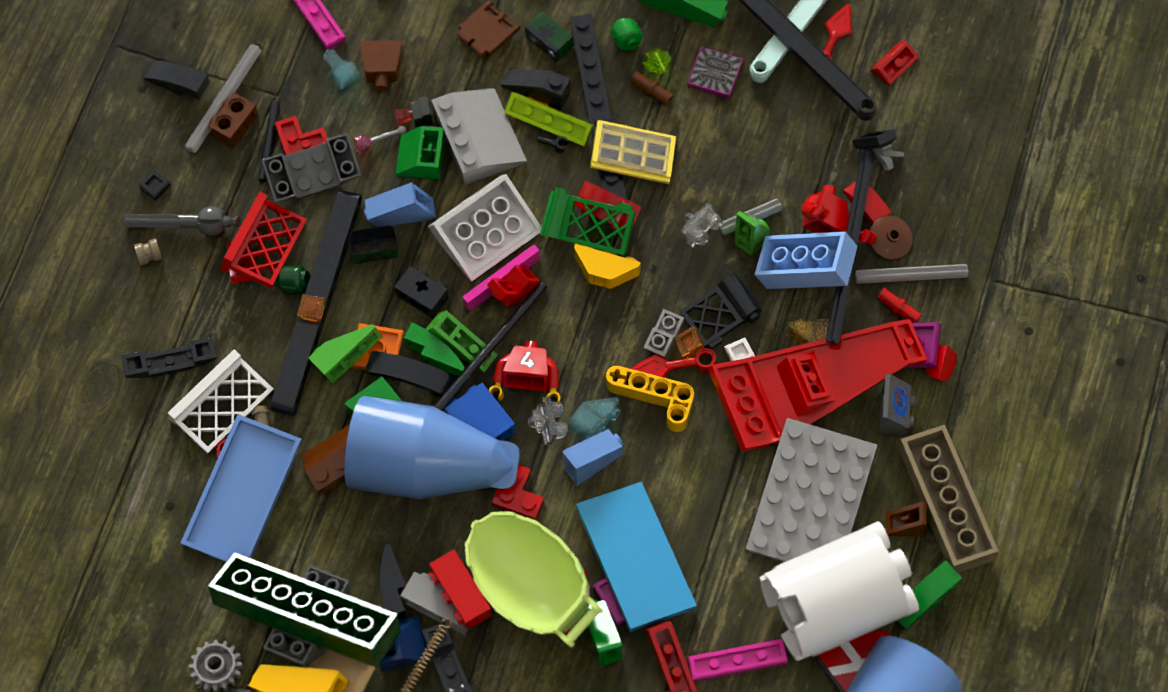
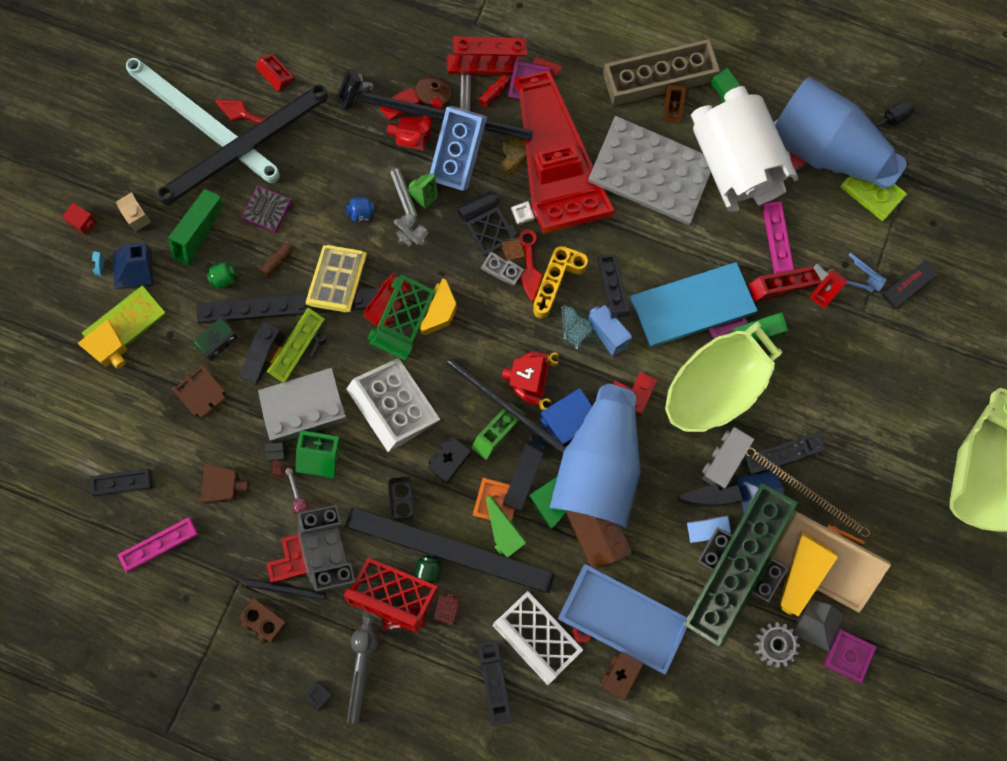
camera: 90 degrees left, 10 degrees up
(148, 252) = (388, 701): dark tan wheel -> none
(170, 482) = (622, 686): none -> reddish brown brick
(177, 78) = (212, 673): black slope -> none
(227, 90) = (237, 630): light grey axle -> none
(249, 303) = (446, 609): none -> clear red brick
(261, 414) = (555, 601): dark tan pin -> none
(311, 308) = (461, 552): clear orange plate -> none
(342, 71) = (226, 518): clear light blue axle -> none
(352, 571) = (704, 529): none -> light blue slope
(400, 206) = (368, 475): medium blue slope -> none
(433, 350) = (504, 452): green slope -> none
(459, 590) = (727, 438): red brick -> none
(483, 292) = (442, 393): dark pink tile -> none
(514, 285) = (451, 382): red brick -> none
(545, 422) = (574, 365): clear hips -> none
(648, 455) = (613, 286): none -> black tile
(657, 61) = (252, 252): clear neon green gear -> none
(723, 169) = (360, 209): none -> blue head
(895, 407) = (583, 102): dark grey slope -> none
(935, 280) = (485, 55): none -> red fence

